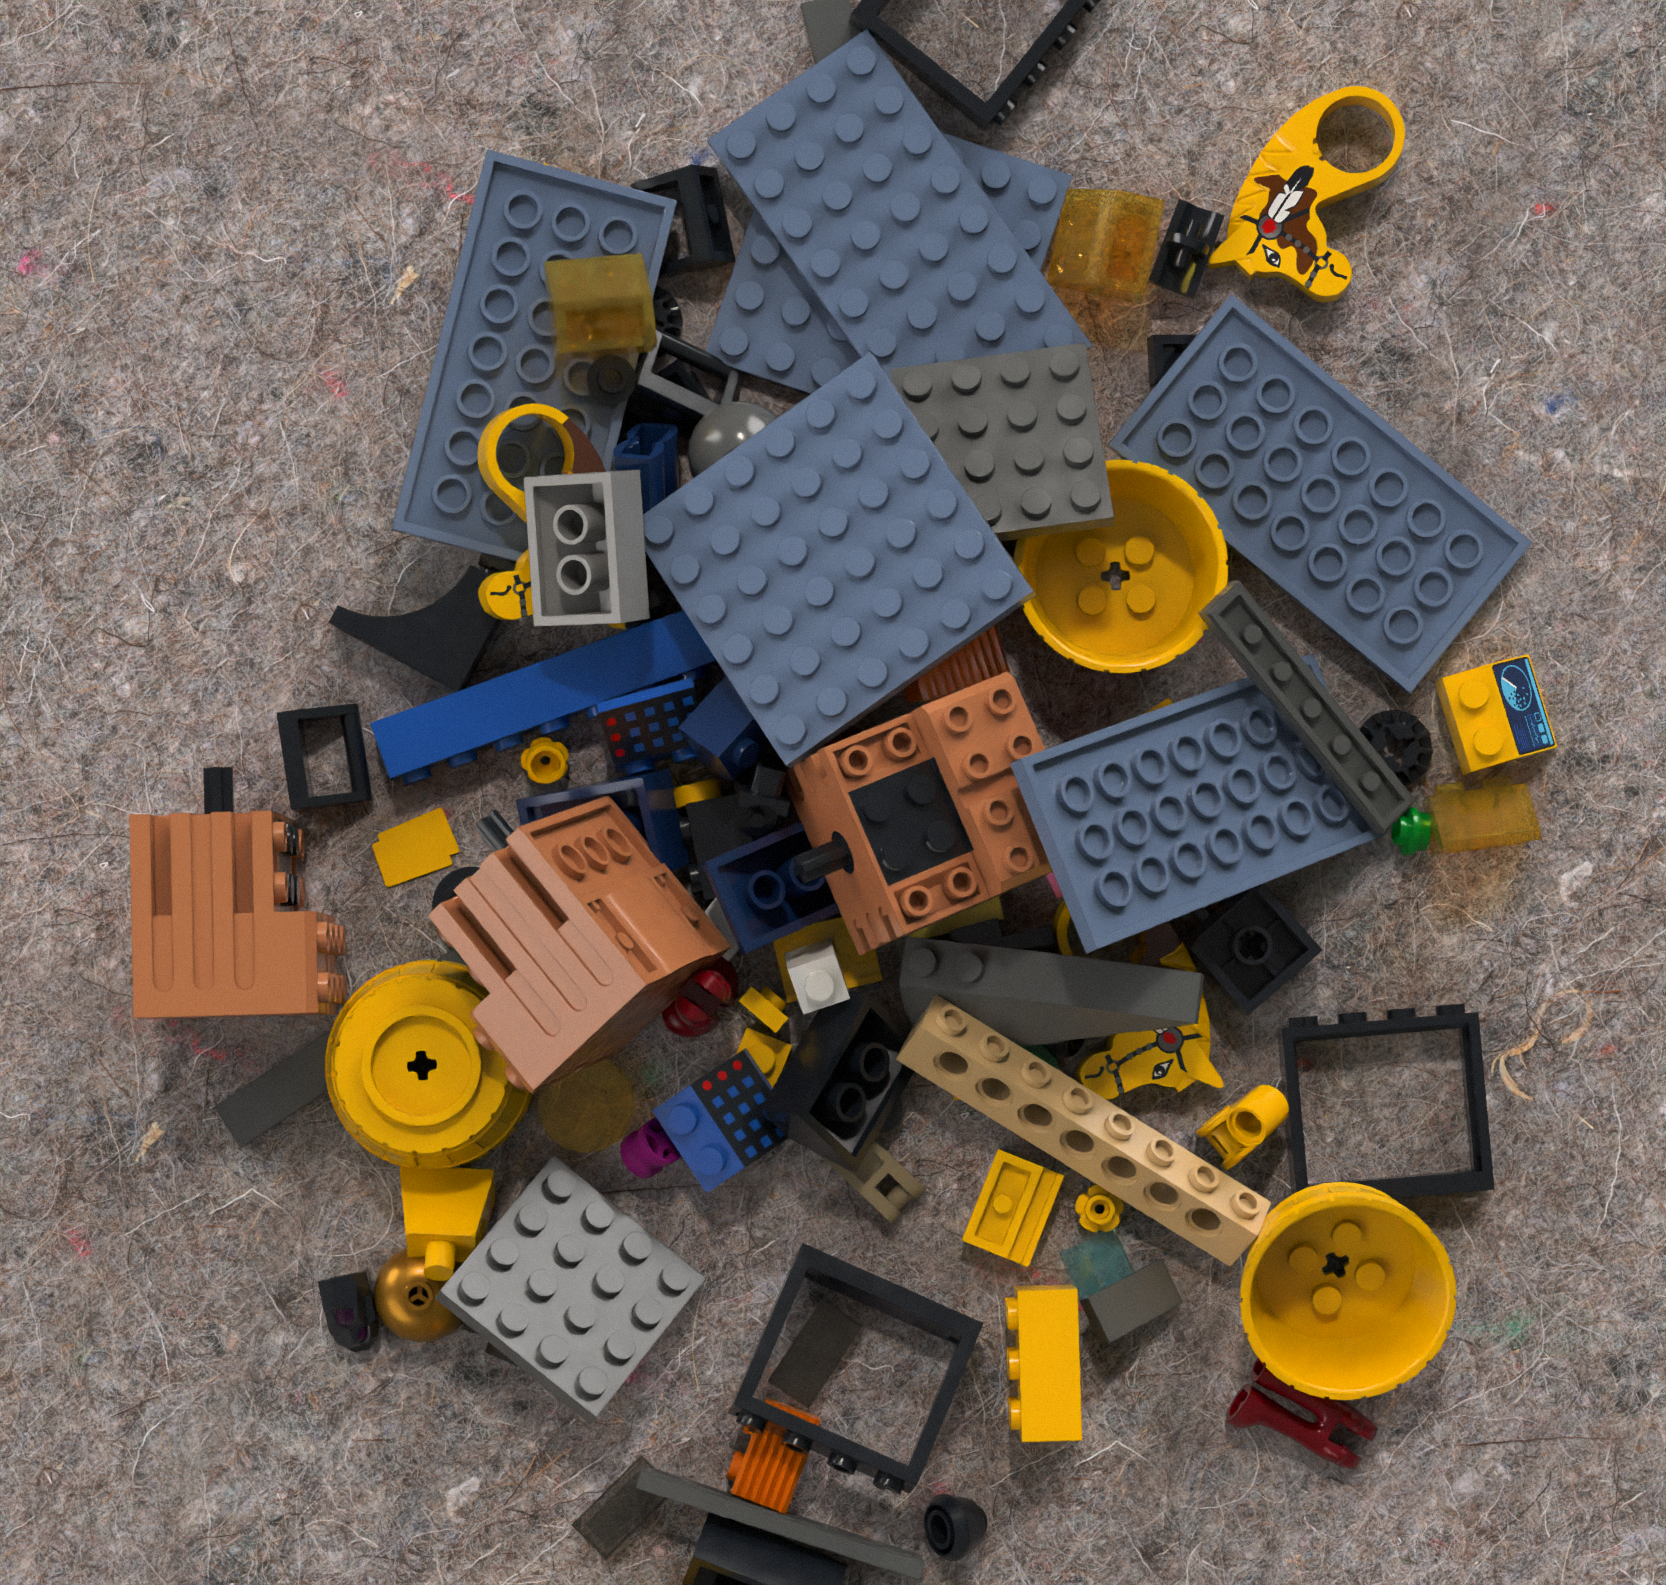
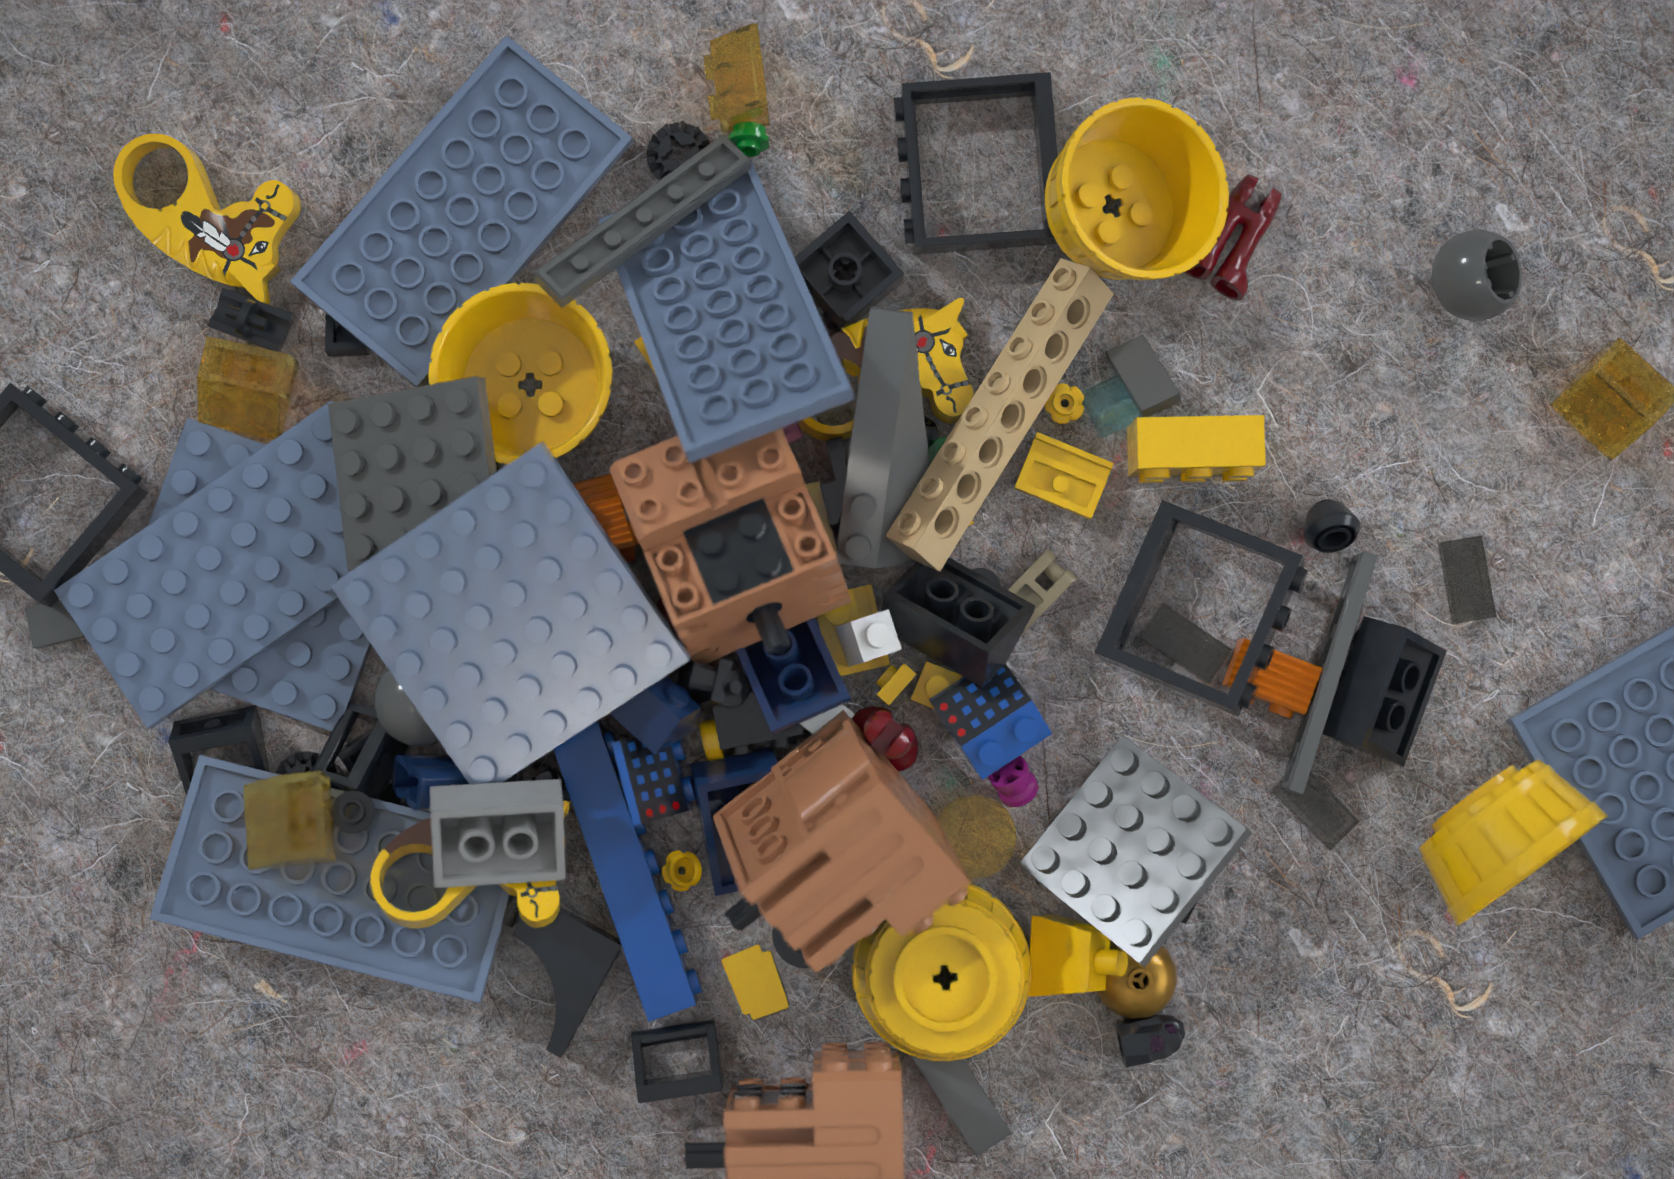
camera: 90 degrees left, 0 degrees up
(1245, 1123) = (994, 279): yellow piece -> none
(1495, 714) = (651, 69): yellow slope -> none

